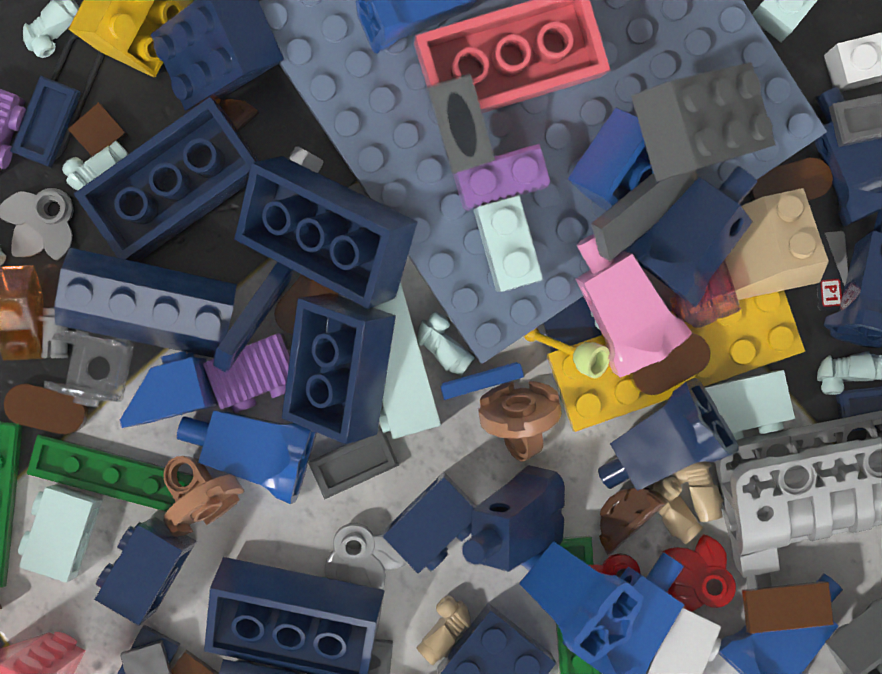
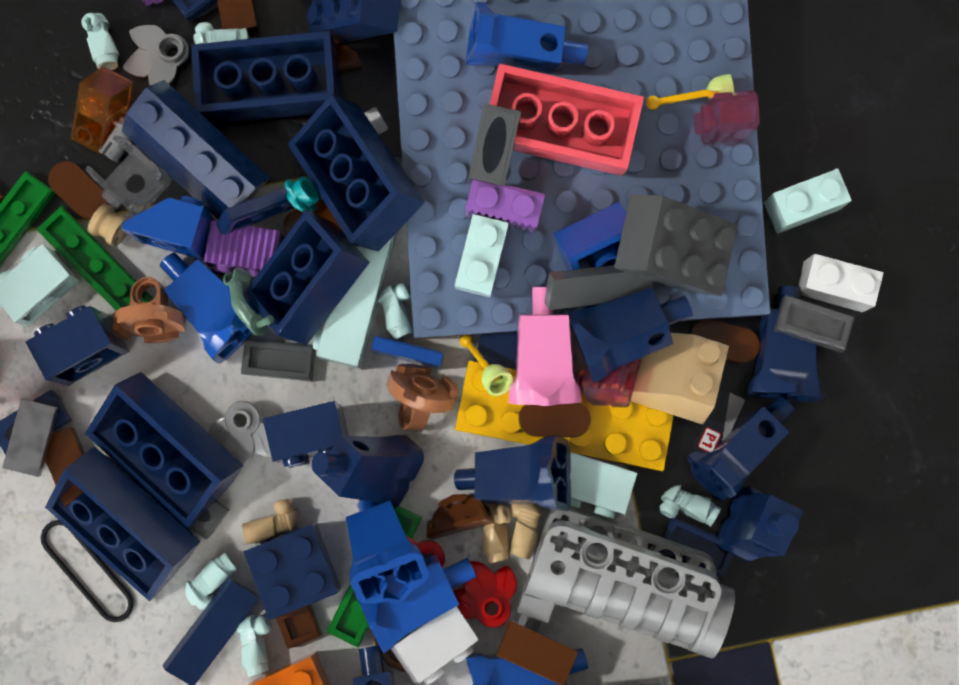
camera: 30 degrees right, 5 degrees down
(100, 426) = (108, 224): none -> tan wheel
(269, 410) = (238, 282): none -> sand green piece
(284, 284) = (302, 194): none -> teal plate

